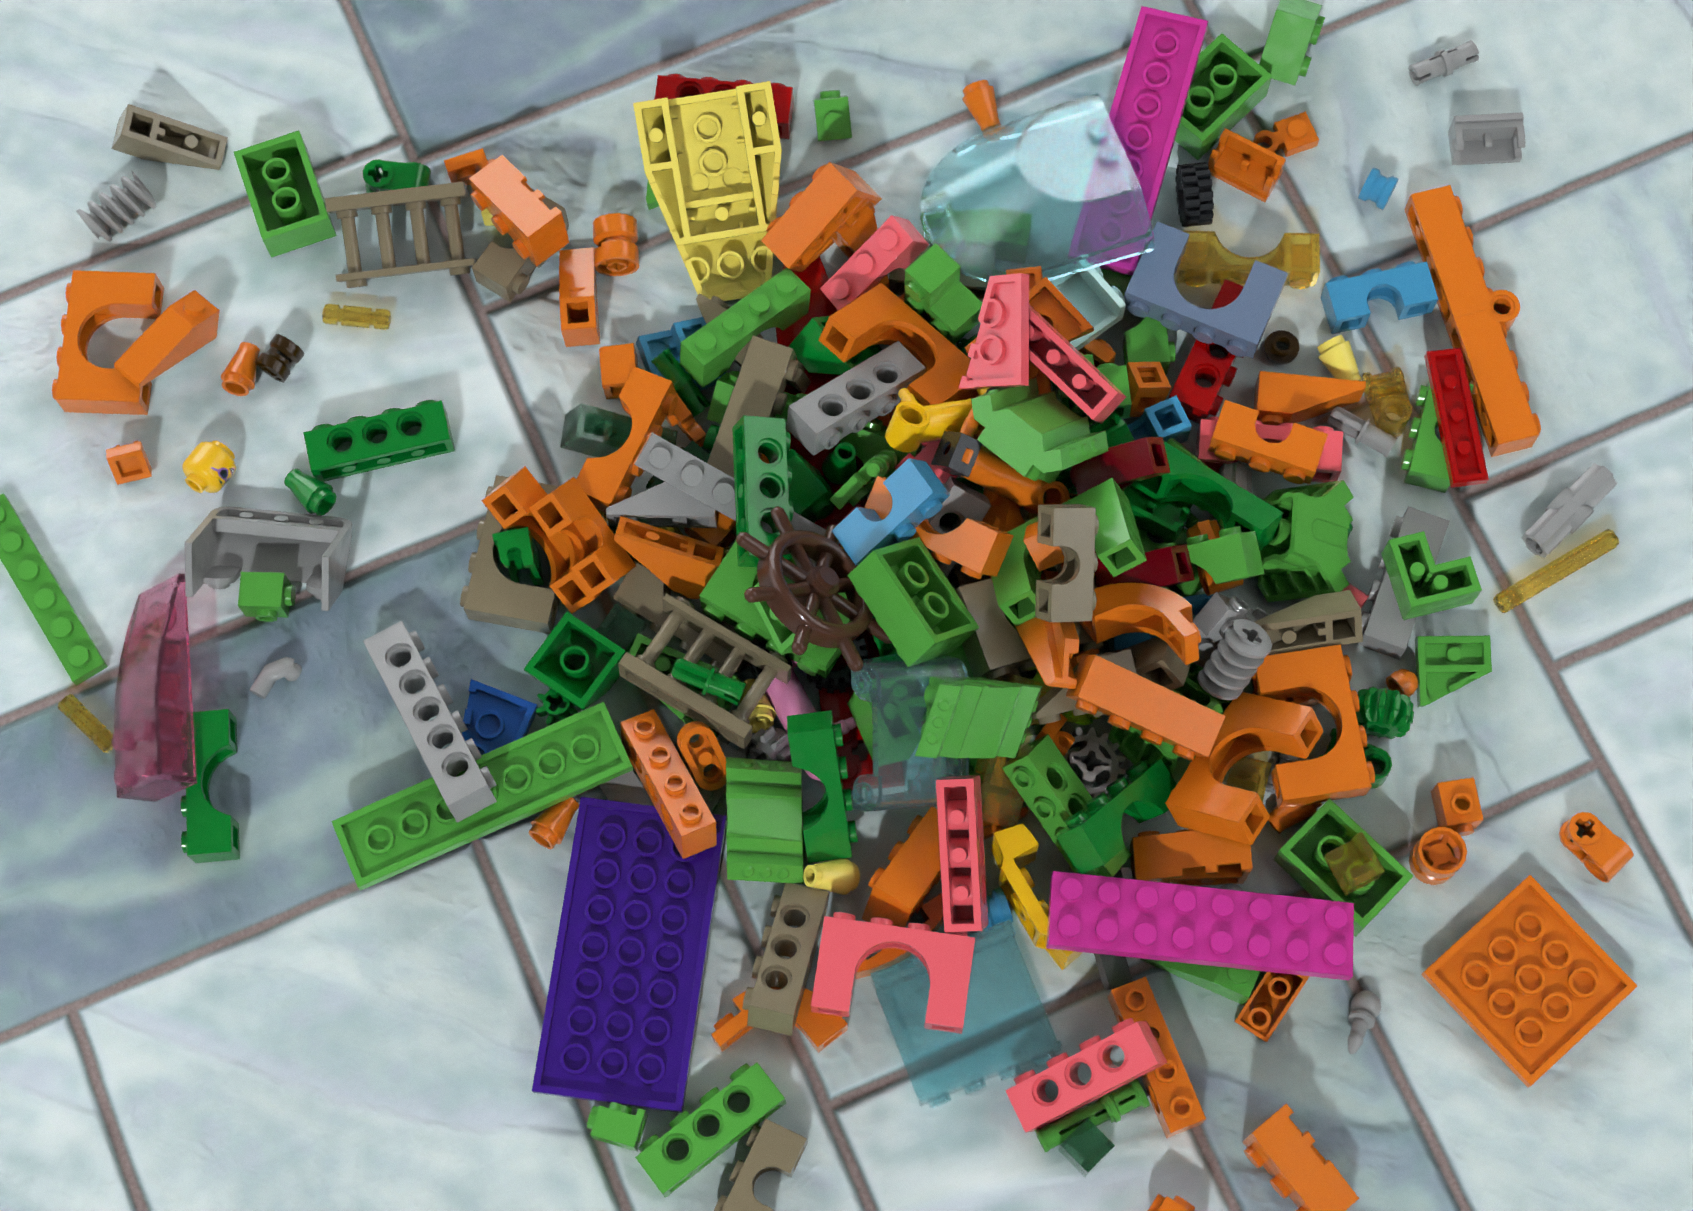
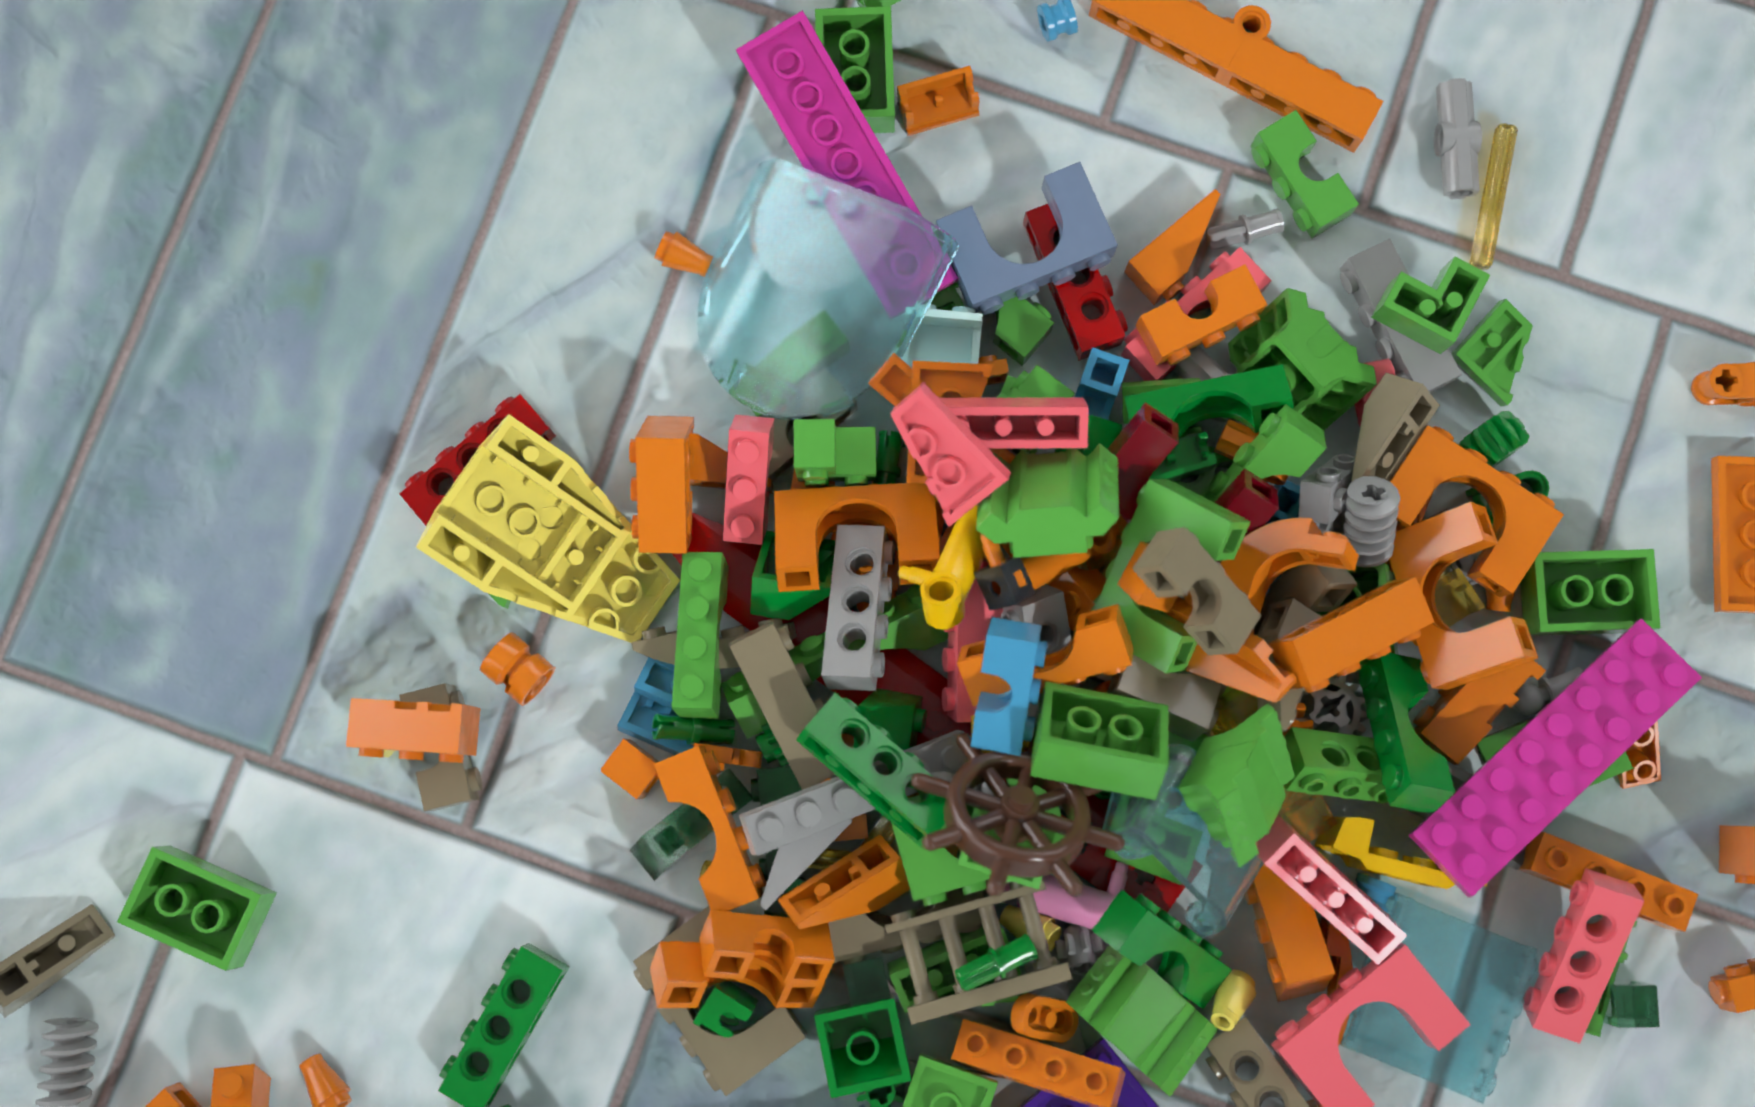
camera: 45 degrees left, 10 degrees up
(280, 358) = (346, 1054): dark brown wheel -> none
(356, 316) = (369, 943): clear yellow axle -> none
(395, 175) = (284, 793): green piece -> none
(414, 201) = (317, 805): dark tan fence -> none
(466, 165) = (326, 727): orange bracket -> none
(578, 297) = (533, 741): orange slope -> none
(832, 116) = (572, 382): bright green bracket -> none
(840, 464) = (895, 678): green cone -> none
(862, 482) = (930, 657): bright green plate -> none
(1147, 385) = (1058, 358): orange brick -> none
(1194, 194) = (928, 165): black tyre -> none
(1211, 263) = (1054, 143): clear yellow arch -> none
(1279, 356) = (1126, 214): dark brown plate -> none
(1290, 135) = (943, 40): orange plate -> none
(1339, 358) = (1171, 189): light yellow cone -> none
(1354, 864) = (1612, 588): clear yellow panel -> none
(1365, 1009) = (1710, 689): light grey bar -> none
(1385, 395) = (1238, 182): clear yellow piece -> none
(1403, 681) = (1478, 401): orange hinge -> none
(1405, 287) = (1162, 81): dark azure arch -> none
(1437, 855) = (1643, 511): orange wheel -> none
(1456, 417) = (1312, 150): red tile -> none
(1457, 805) = (1614, 457): orange brick -> none

